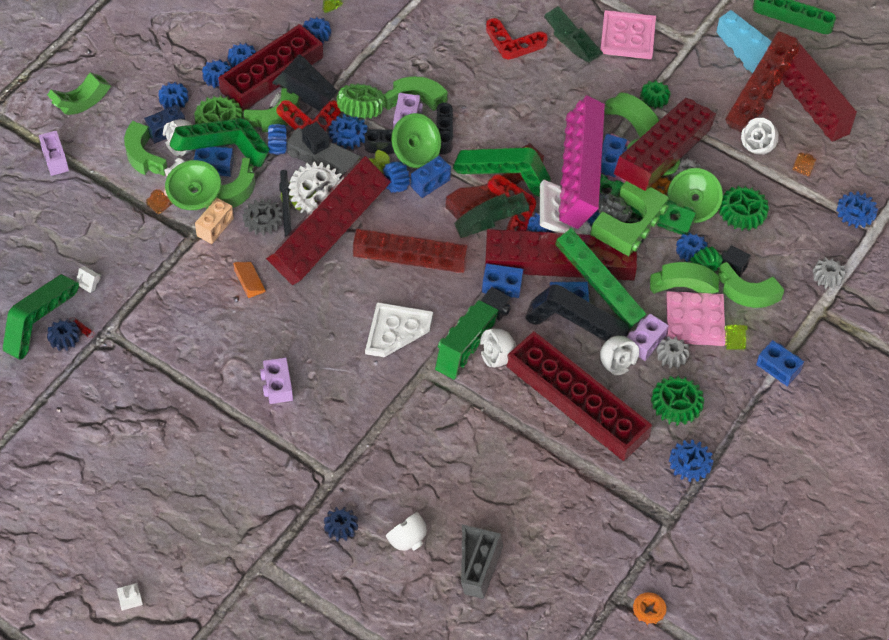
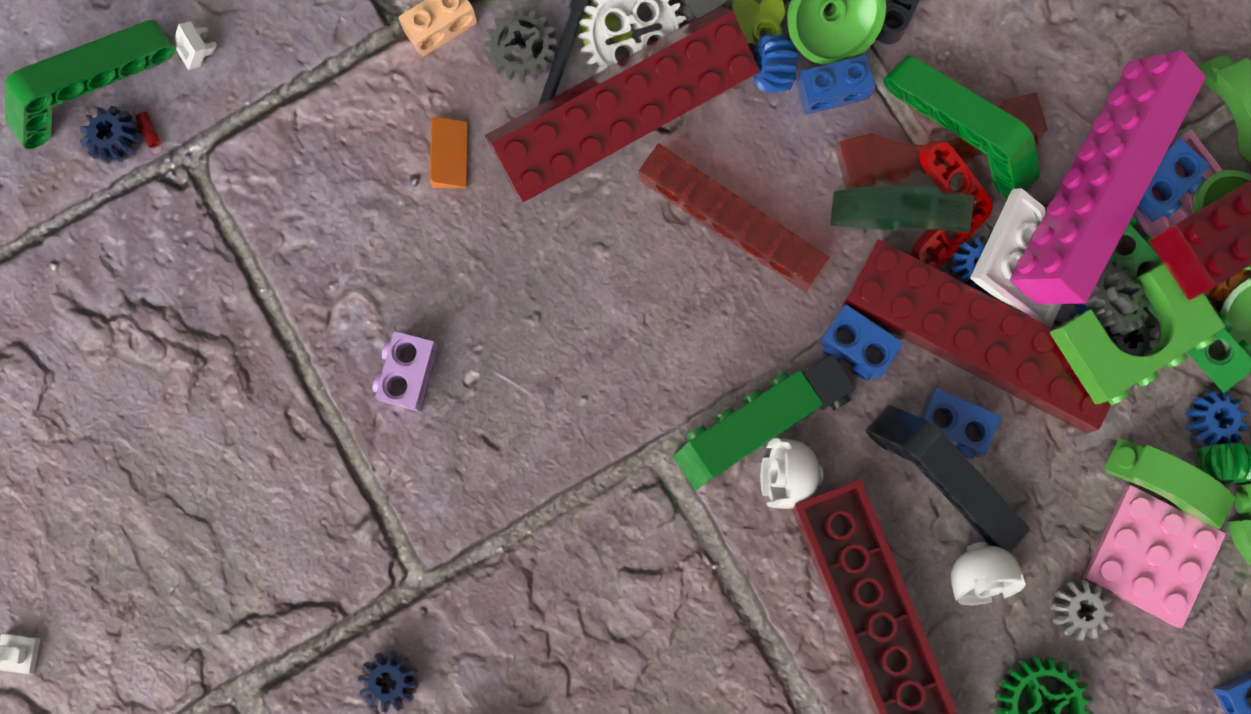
camera: 30 degrees right, 25 degrees up
(395, 328) = (642, 355): white plate -> none
(600, 278) = (1024, 429): green brick -> none
(649, 339) = (1054, 567): lavender brick -> none
(735, 336) = (1206, 625): clear neon green tile -> none

